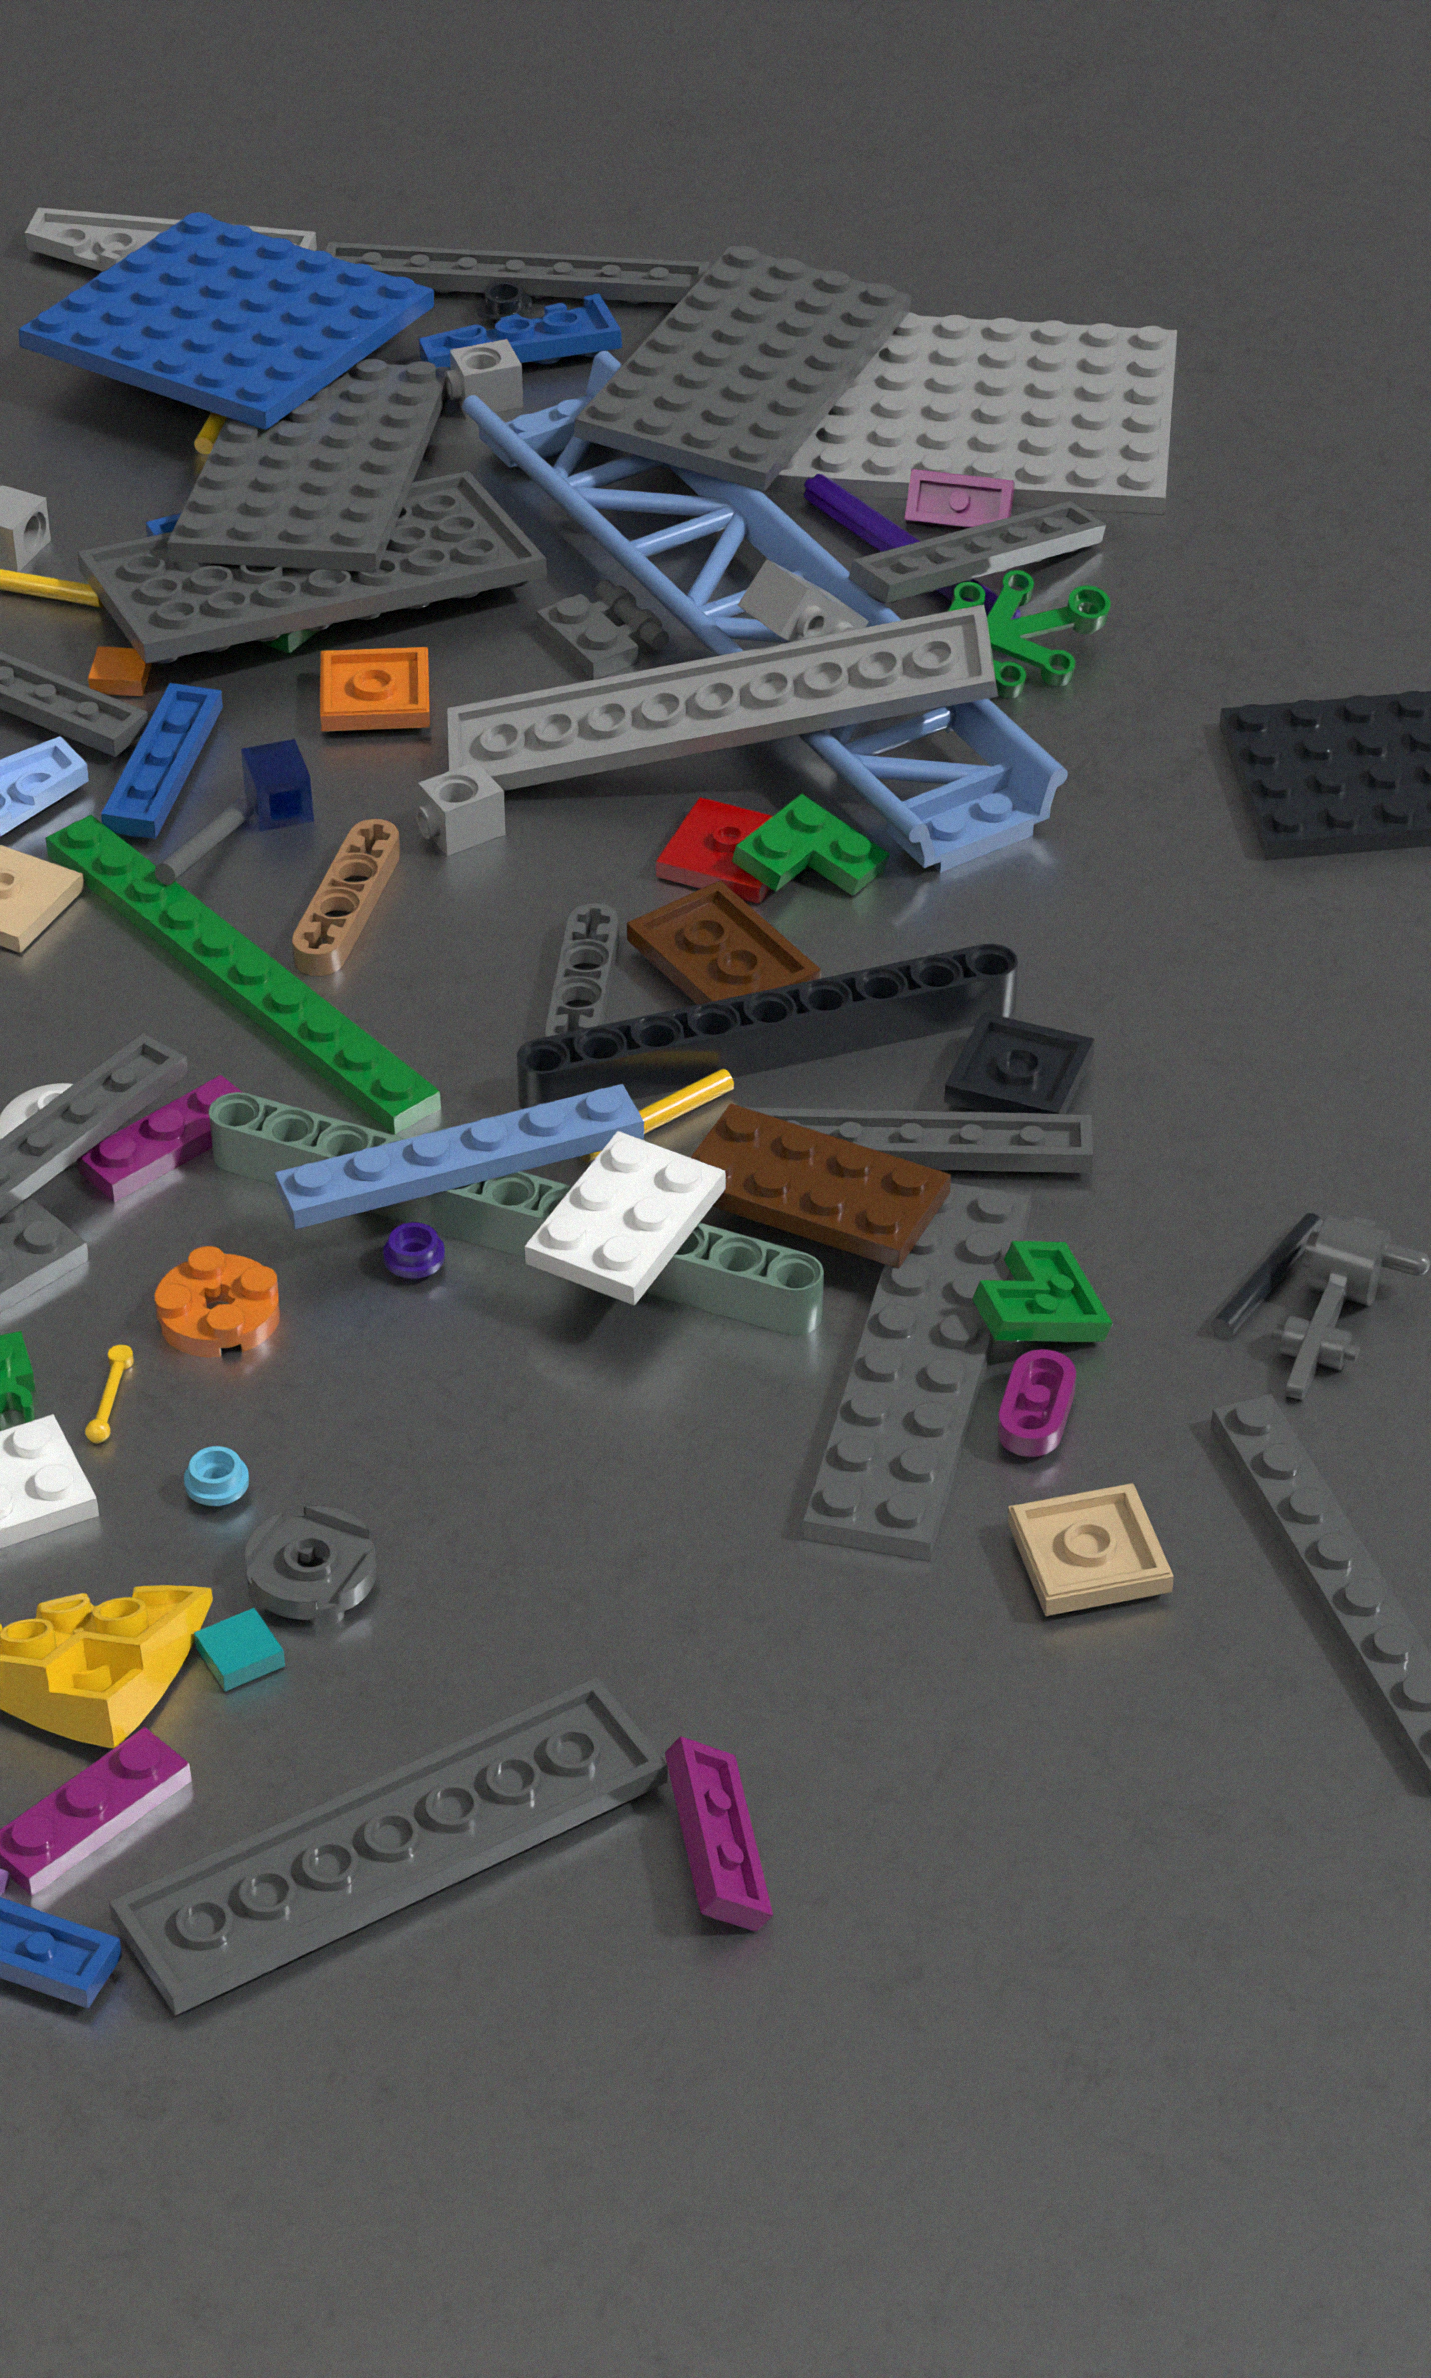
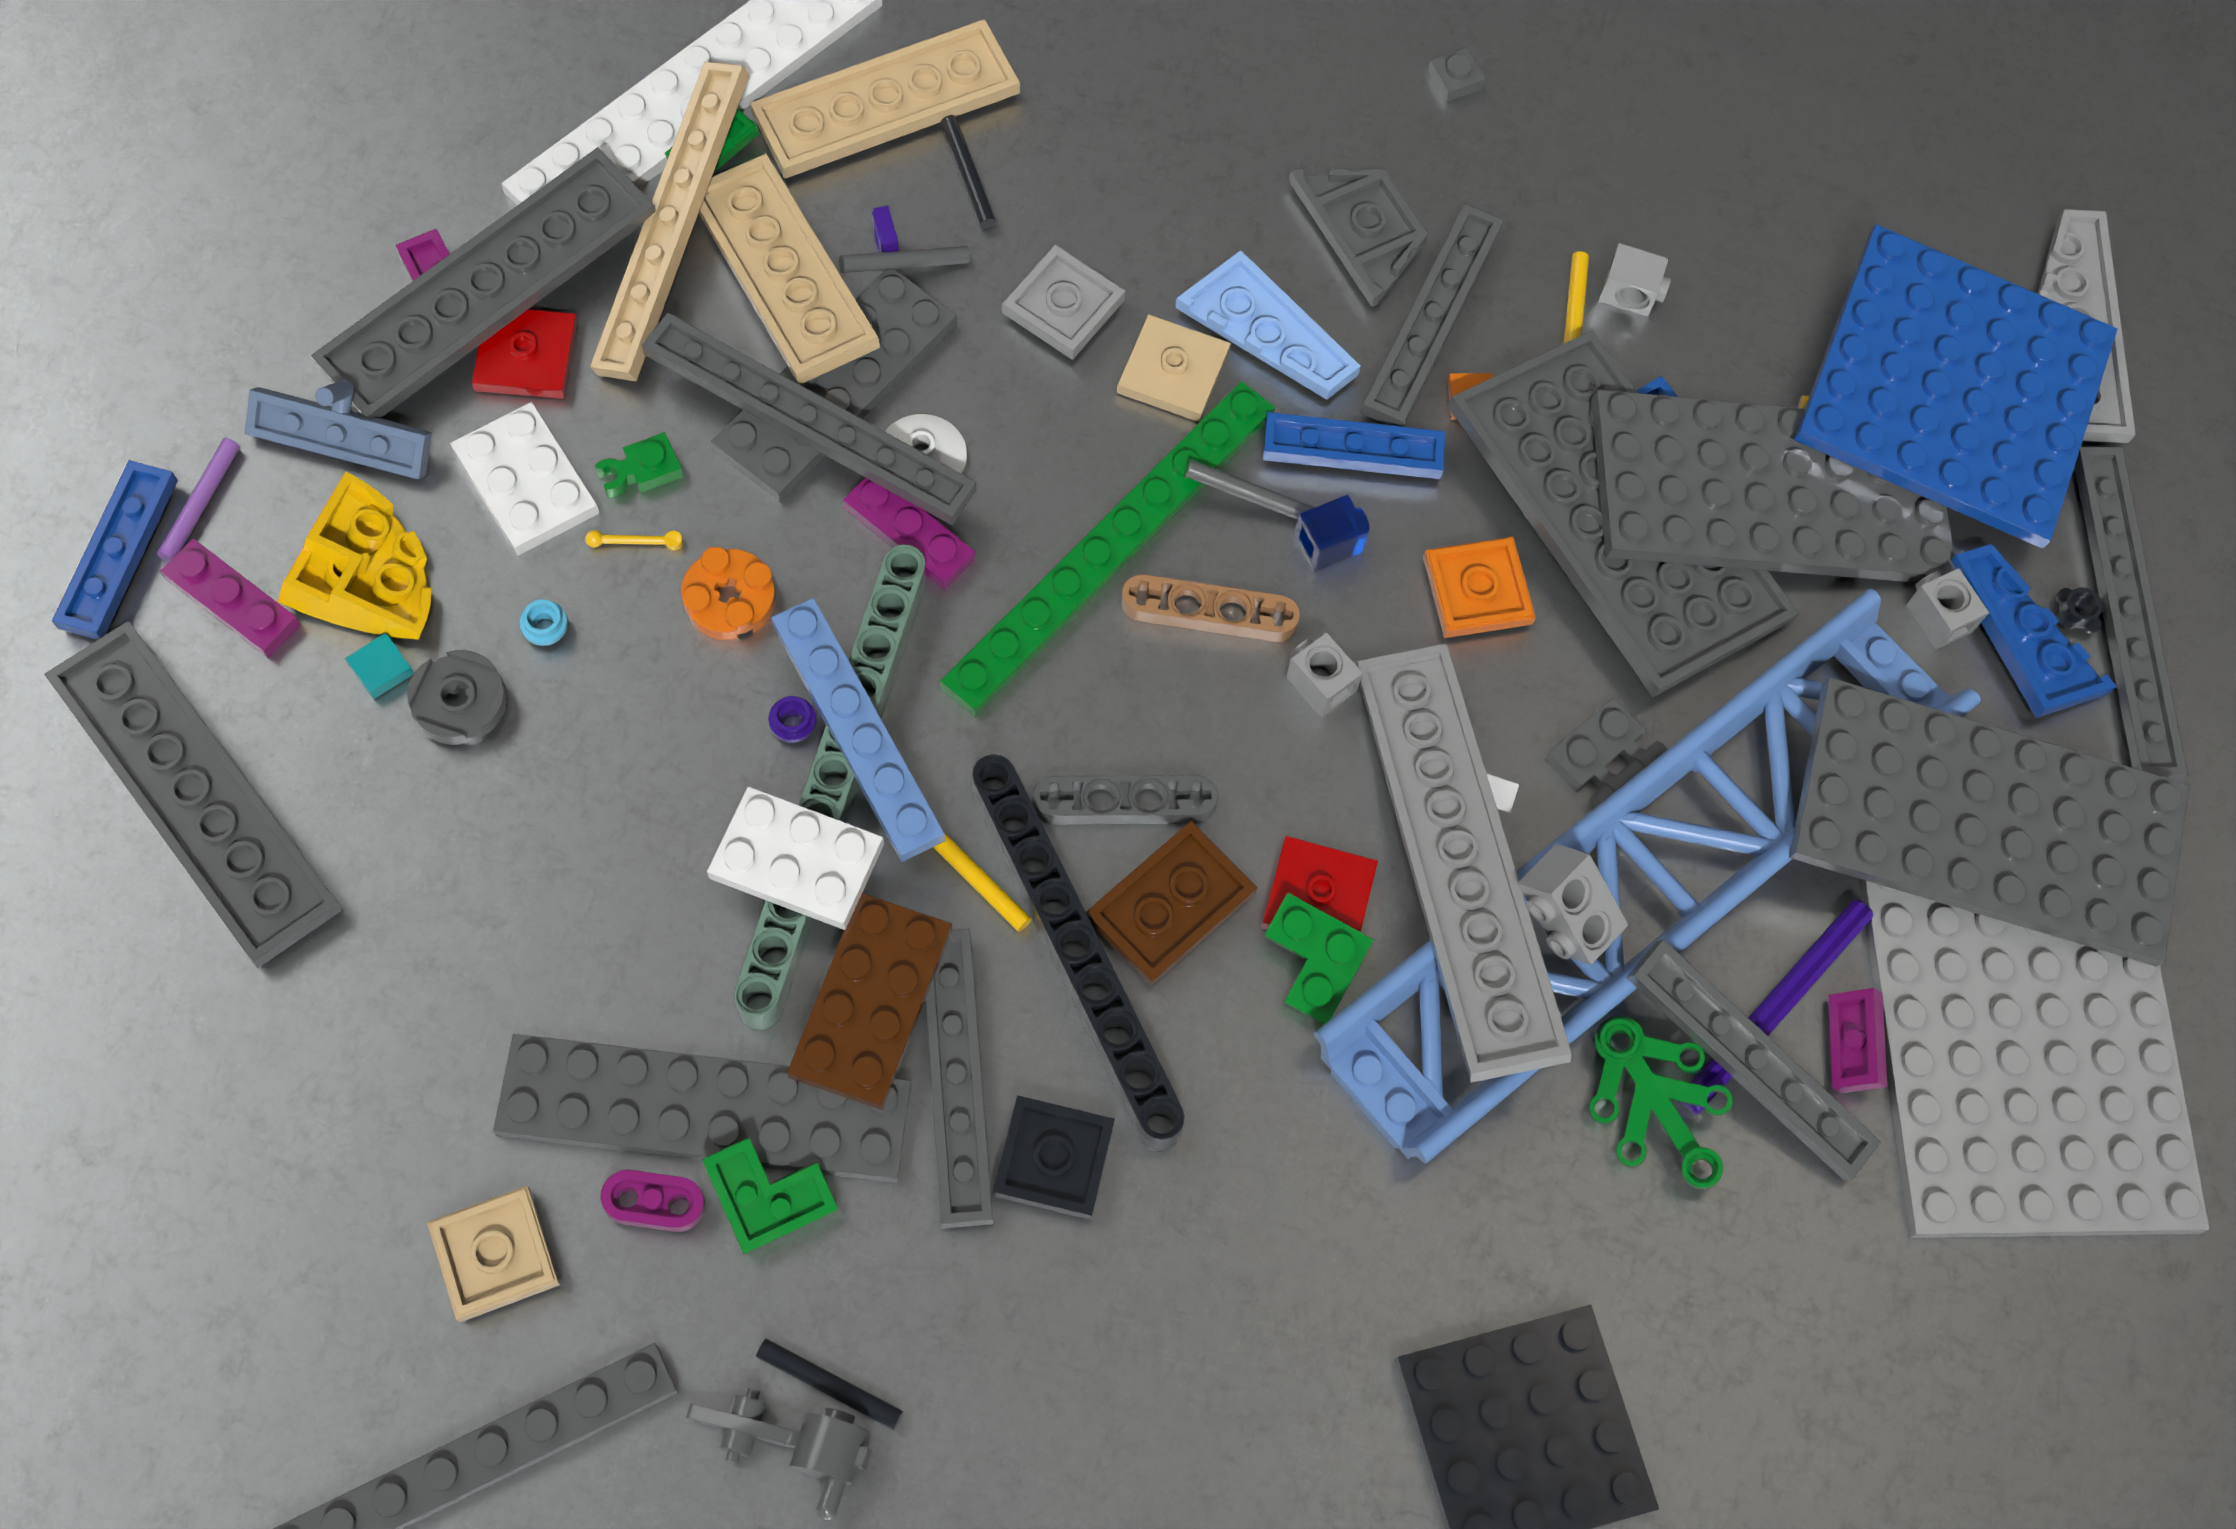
camera: 75 degrees right, 25 degrees up
(718, 1834) = (192, 1005): magenta plate -> none

